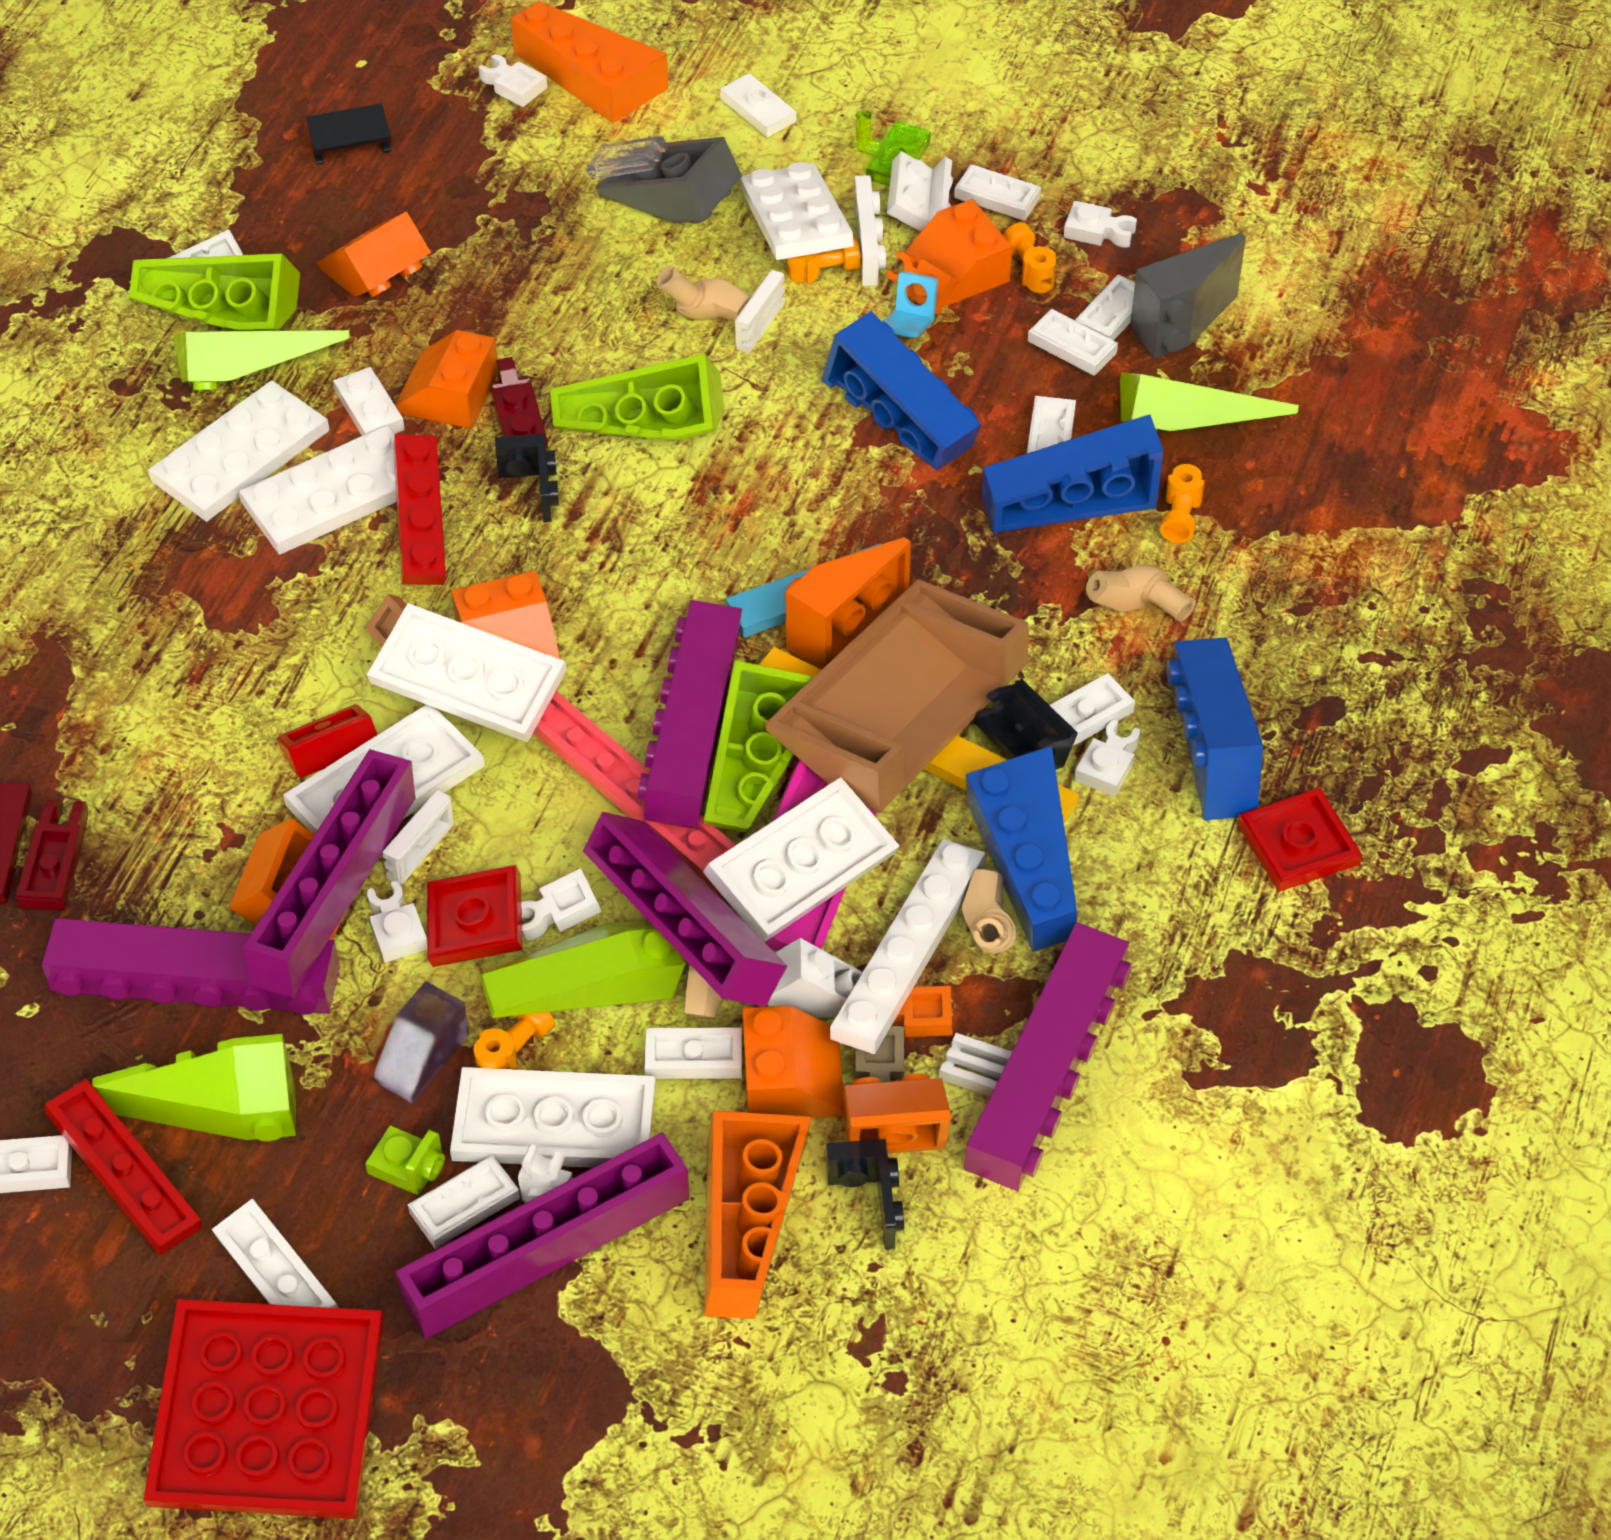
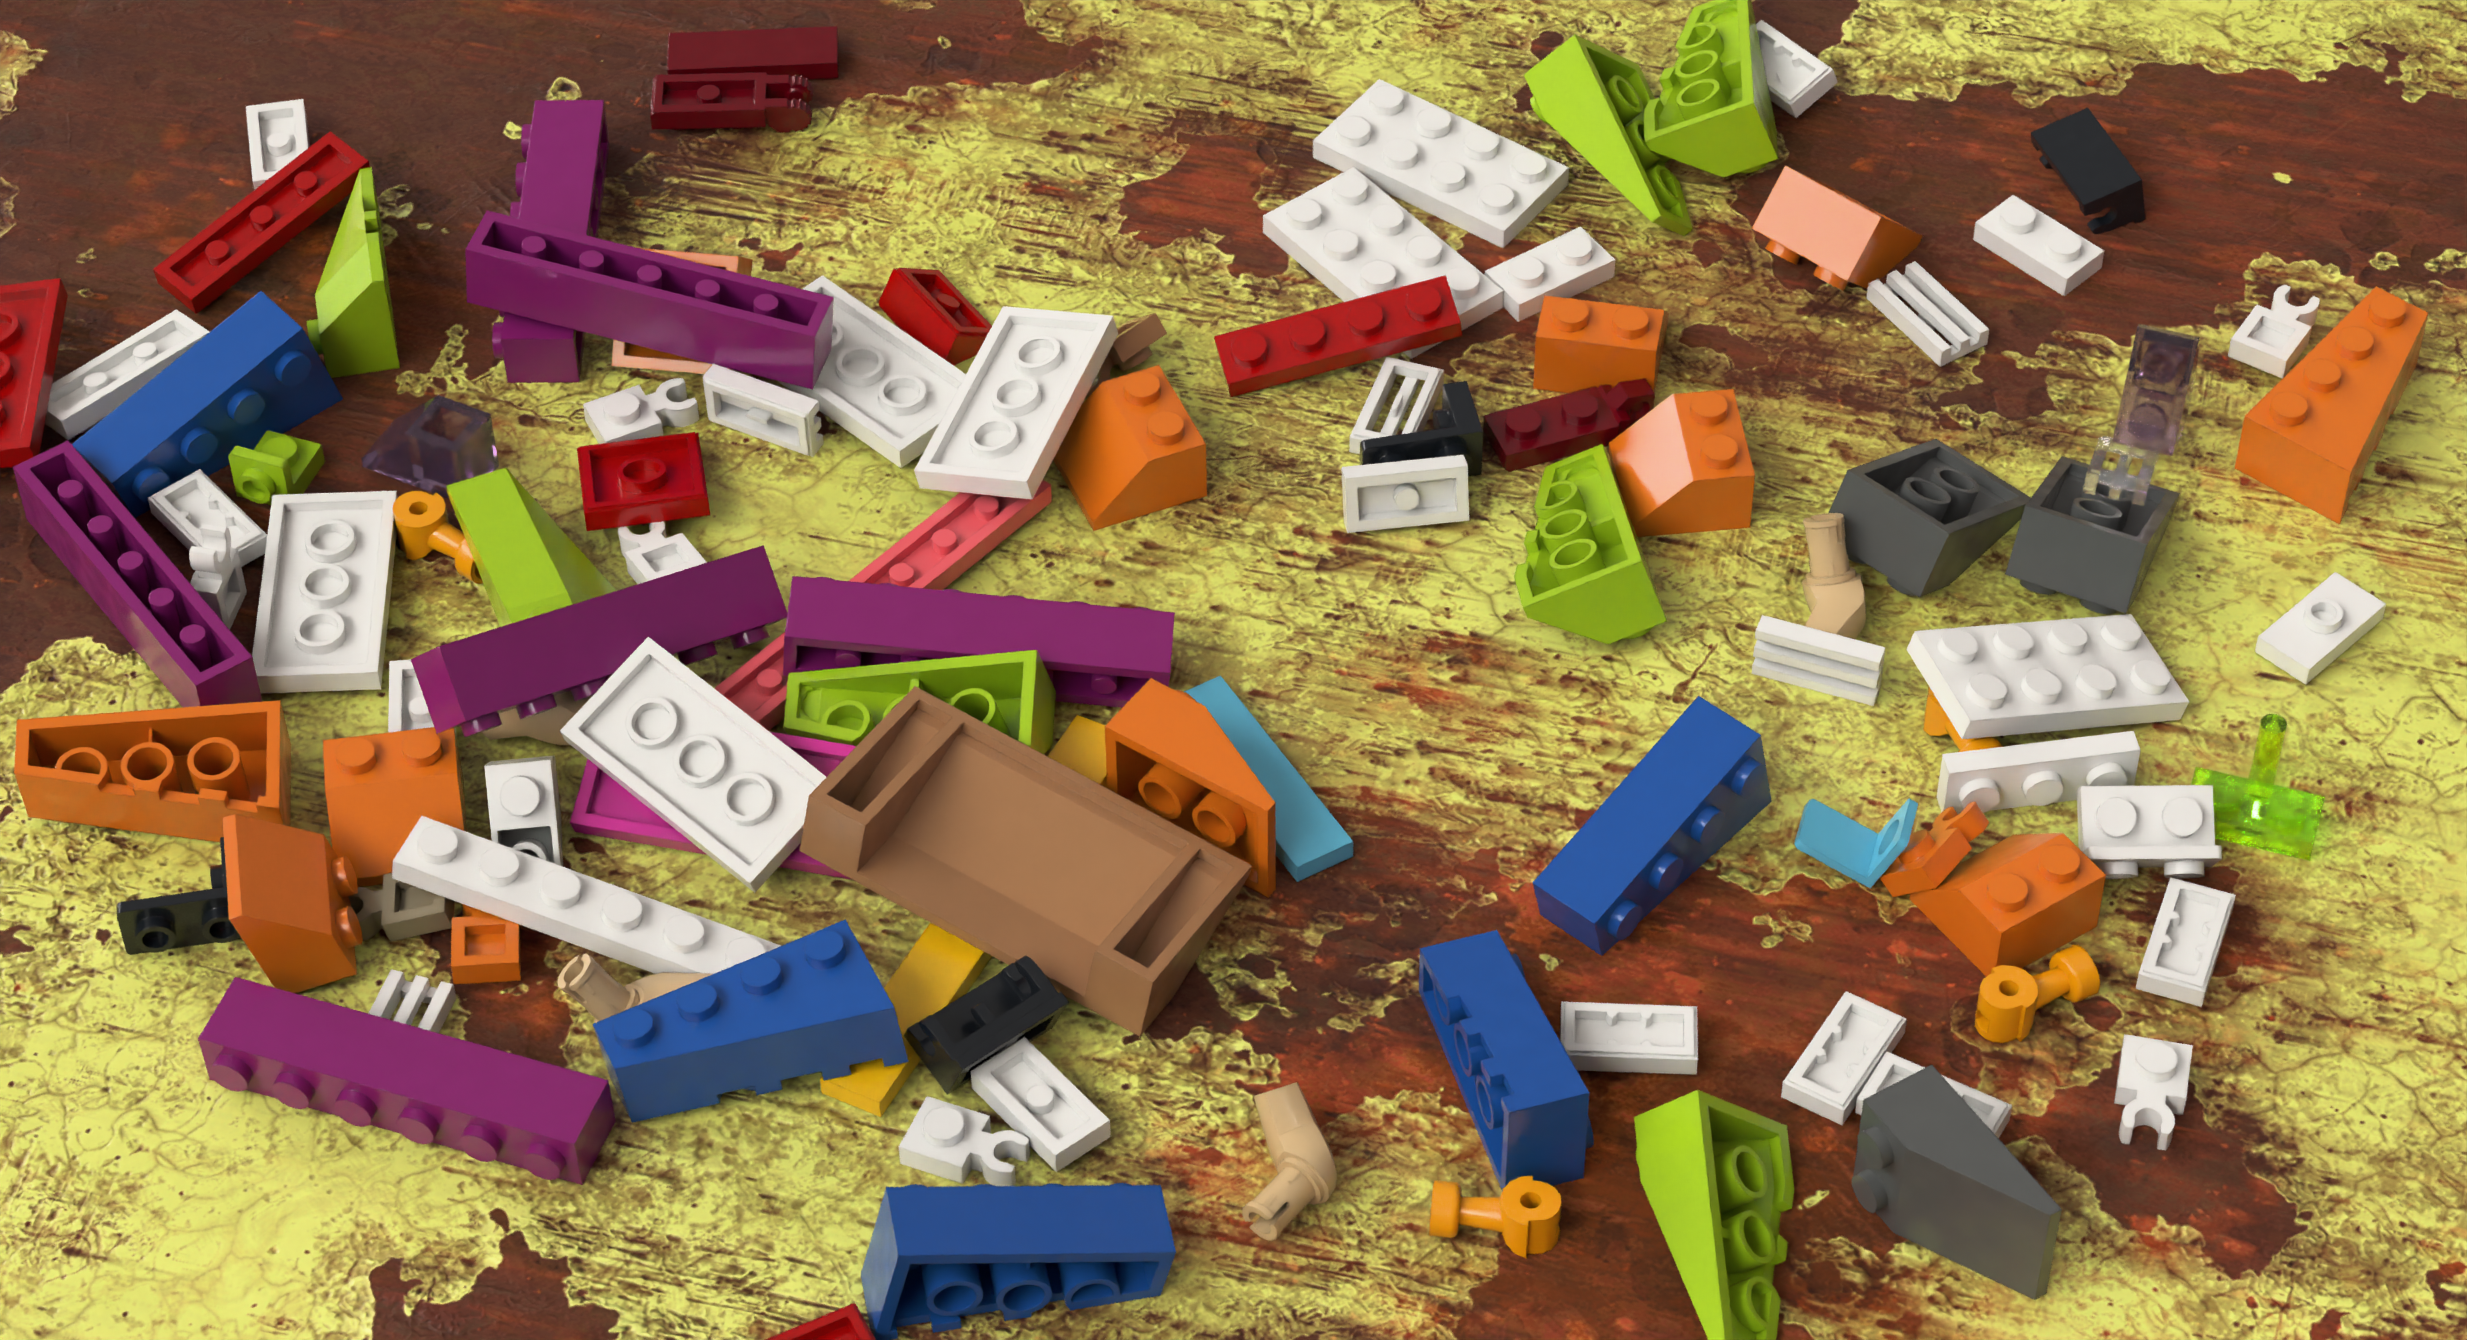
camera: 85 degrees right, 5 degrees down
(349, 1190) = (218, 395): none -> blue wedge
(401, 173) = (2038, 245): none -> white plate
(456, 229) = (1935, 310): none -> white tile
(480, 499) = (1421, 411): none -> white tile
(577, 344) = (1686, 466): none -> orange slope
(578, 125) = (2157, 390): none -> slope
(578, 489) = (1405, 493): none -> white plate
(641, 244) = (1924, 515): none -> dark grey slope

